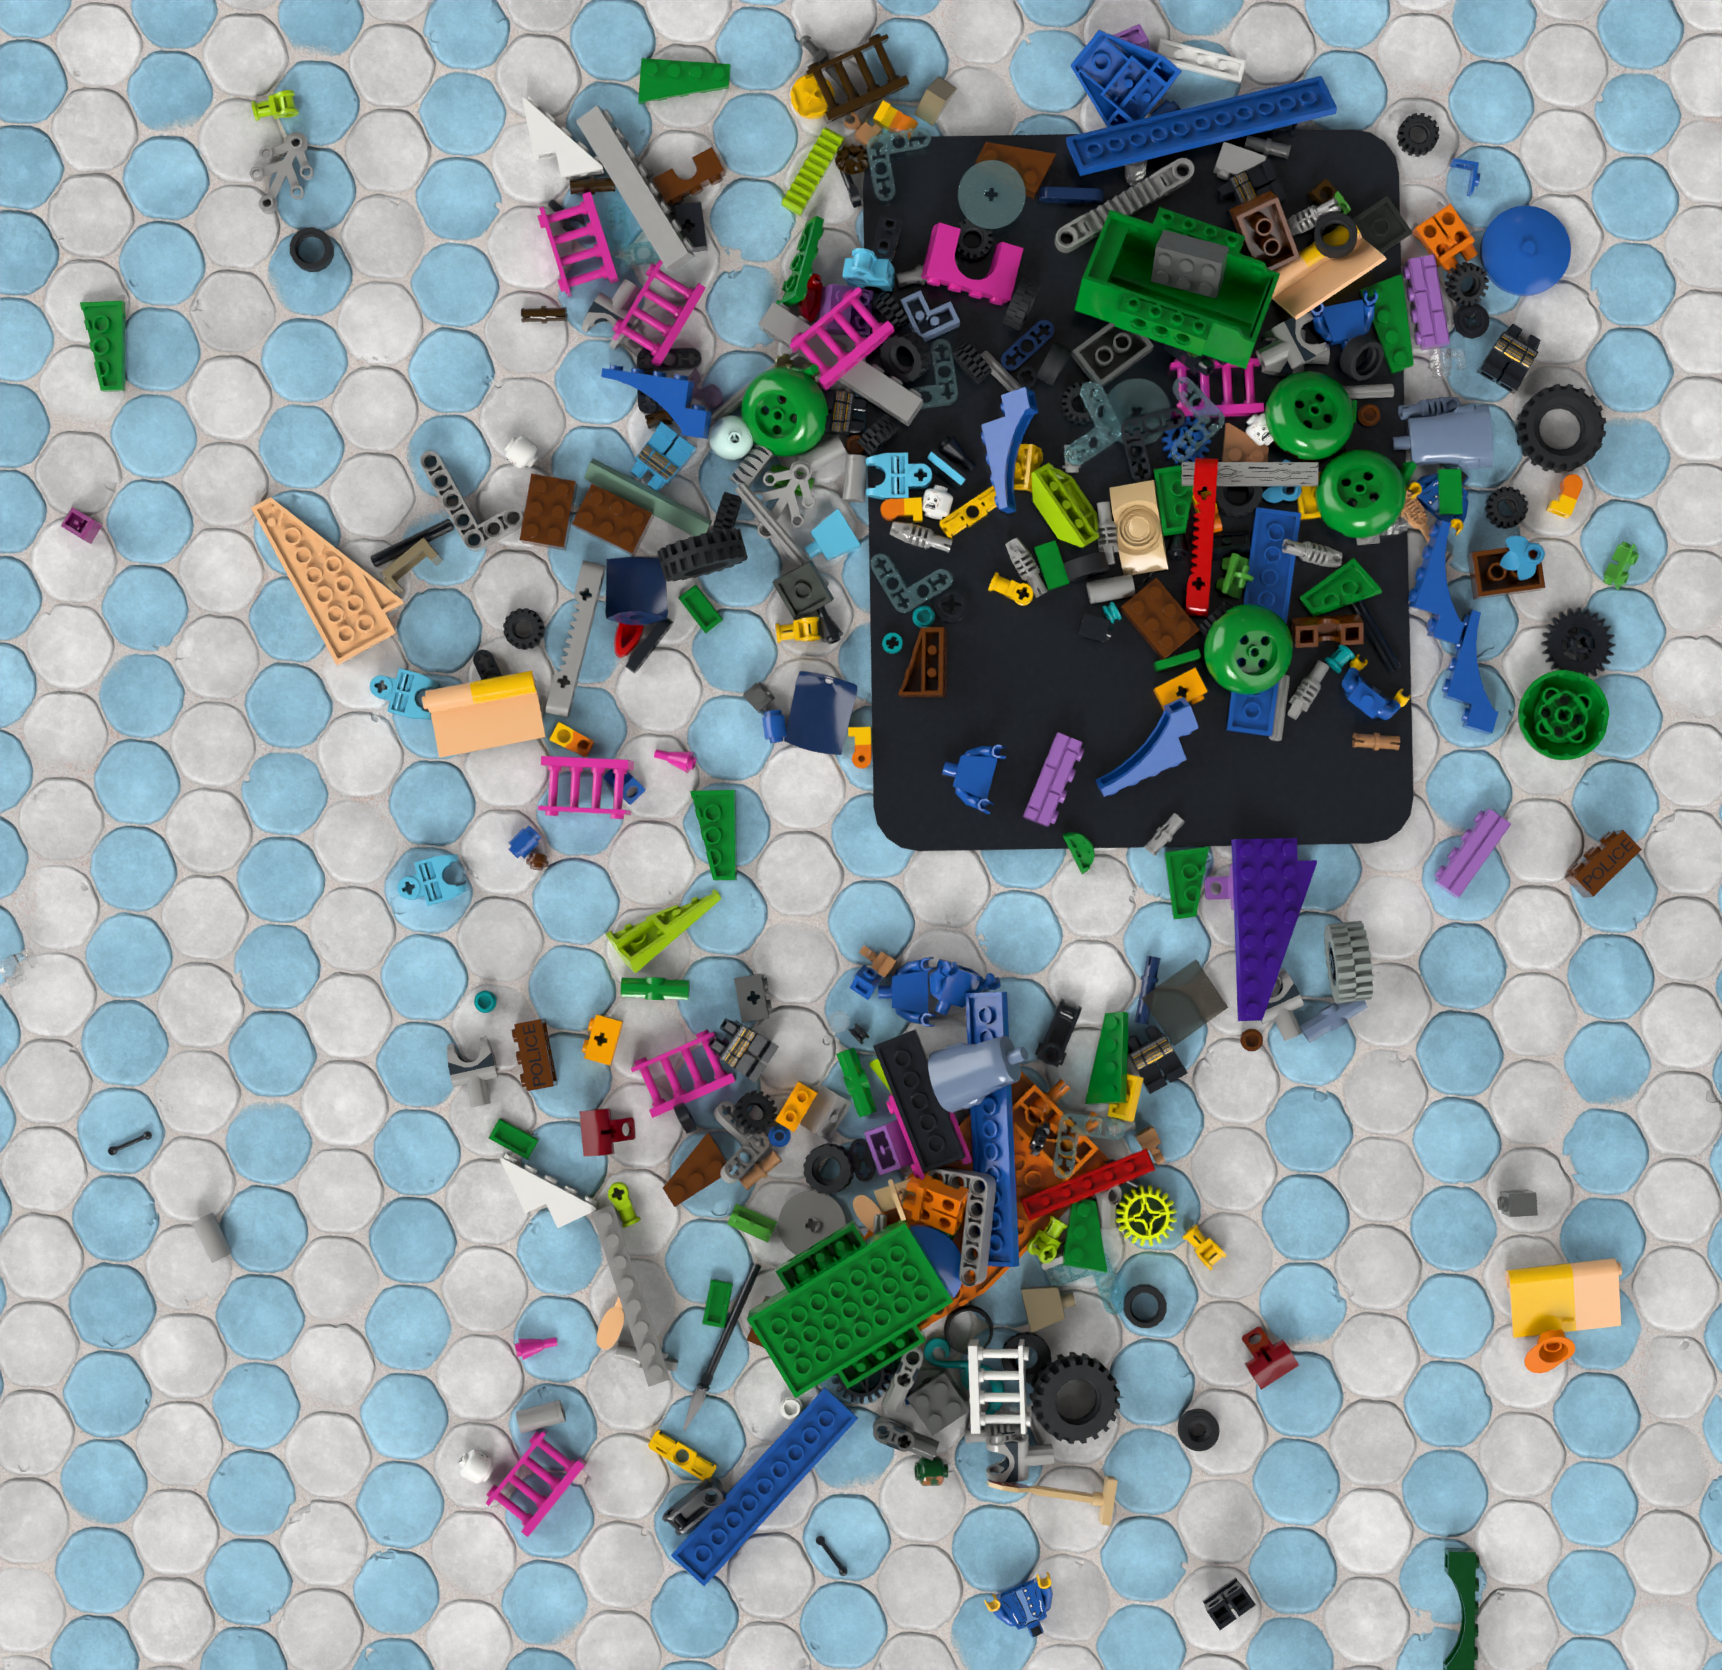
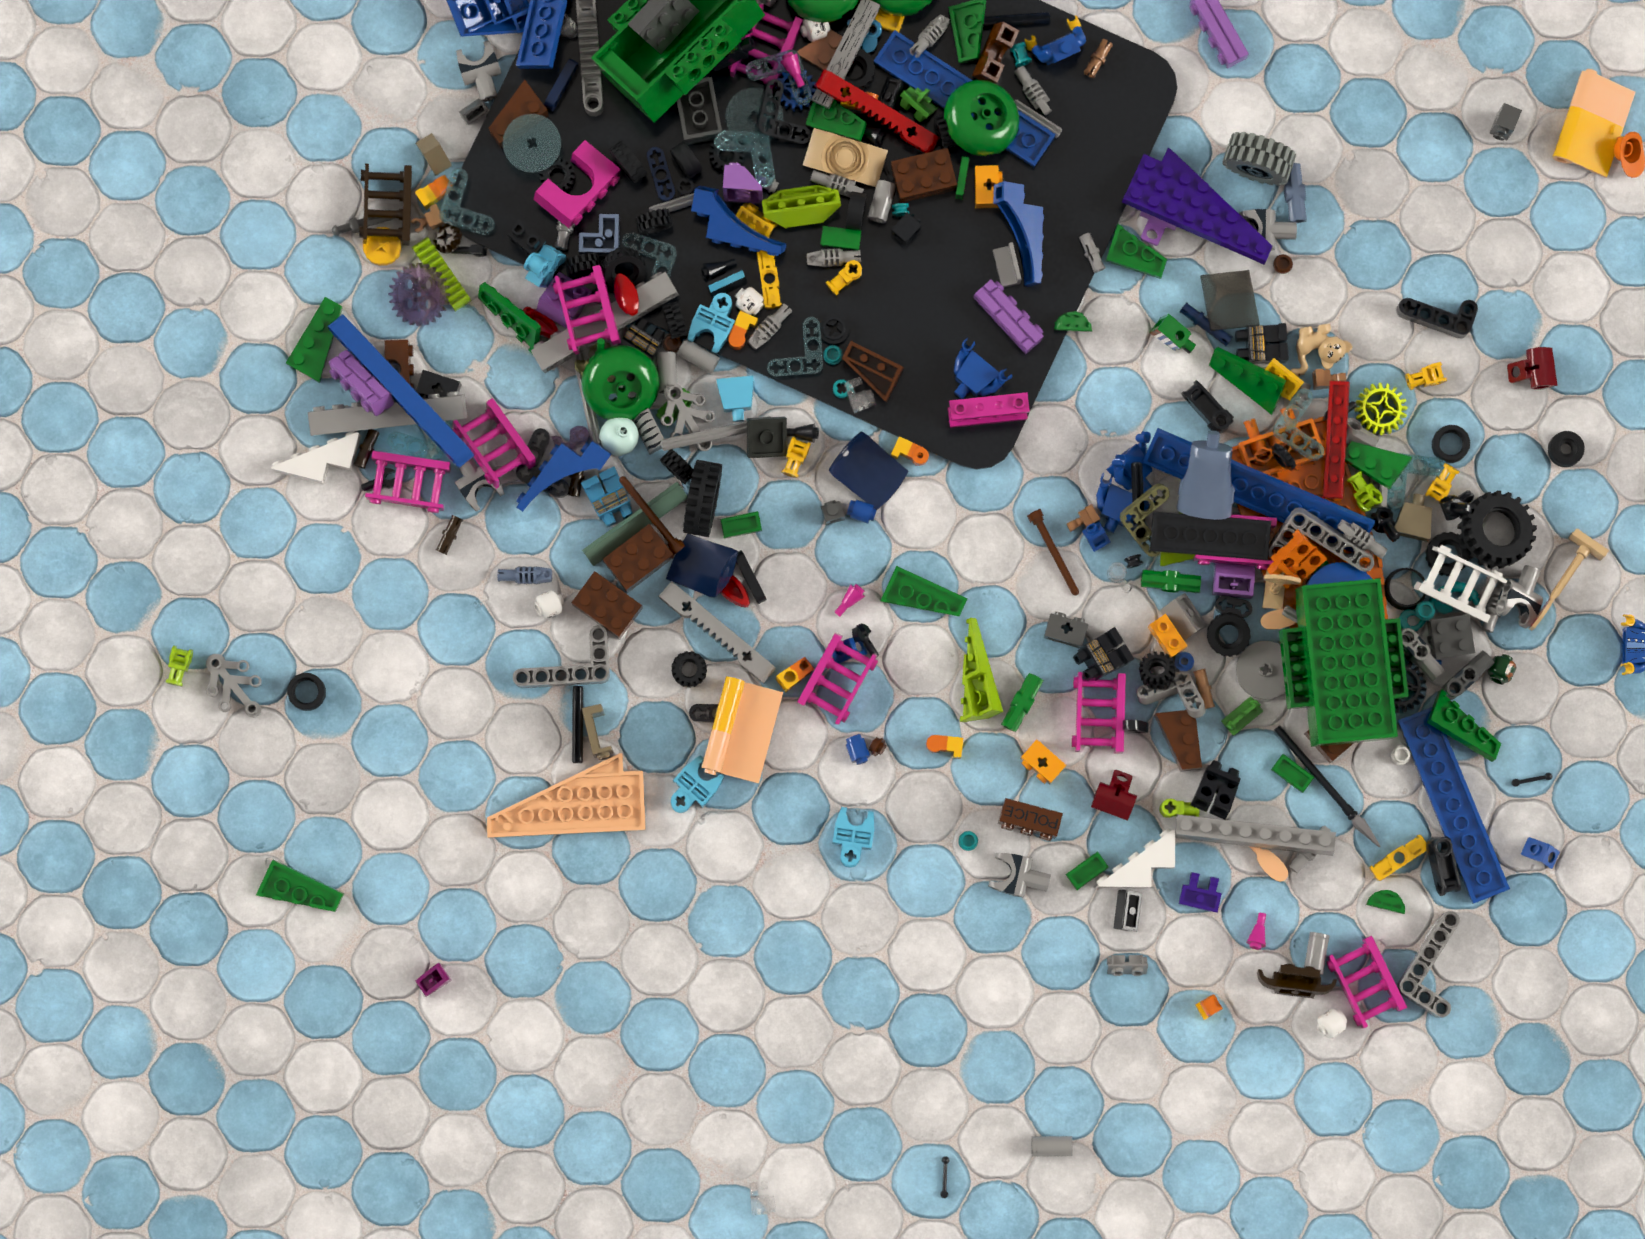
camera: 65 degrees left, 5 degrees down
(430, 1220) = (1136, 966): none -> light grey hinge
(431, 1332) = (1208, 1006): none -> orange leg
(492, 1200) = (1127, 910): none -> black slope
(500, 1410) = (1296, 981): none -> dark brown plate
(540, 414) = (526, 575): none -> sand blue hinge
(540, 1268) = (1199, 897): none -> dark purple plate
(573, 928) = (946, 744): none -> leg
(585, 1537) = (1426, 964): none -> light grey beam
(632, 1463) = (1386, 900): none -> green tile
(643, 792) = (861, 633): none -> black bar
(645, 551) = (674, 544): none -> reddish brown piece
(653, 144) = (361, 383): none -> medium lavender brick
(662, 188) = (401, 391): none -> blue beam
(667, 1230) = (1220, 783): none -> black hips
(758, 1599) = (1540, 852): none -> blue bracket
(771, 142) = (402, 294): none -> clear purple gear
(849, 1452) = (1455, 723): none -> green wing
(855, 911) = (1037, 519): none -> reddish brown piece
(877, 371) = (626, 295): none -> red arm
(889, 668) = (859, 400): none -> clear piece
(904, 1016) = (1139, 515): none -> olive beam
(921, 1007) = (1137, 490): none -> black axle
(940, 806) = (988, 410): none -> dark pink fence
(953, 1362) = (1425, 610): none -> teal plate
(993, 1260) = (1361, 538): none -> light grey hinge
(1001, 114) = (471, 107): none -> dark grey piece
(1024, 1276) = (1384, 523): none -> black axle
(1045, 105) = (480, 72): none -> light grey connector
(1051, 430) = (740, 185): none -> medium lavender slope
(1077, 1342) = (1456, 506): none -> black axle
(1093, 1317) = (1441, 484): none -> yellow connector
(1106, 752) = (1007, 265): none -> light grey panel
(1119, 951) = (1167, 328): none -> green torso
(1184, 1131) = (1329, 348): none -> tan animal
(1206, 423) = (791, 64): none -> dark pink cone
(1275, 1225) = (1436, 313): none -> black beam

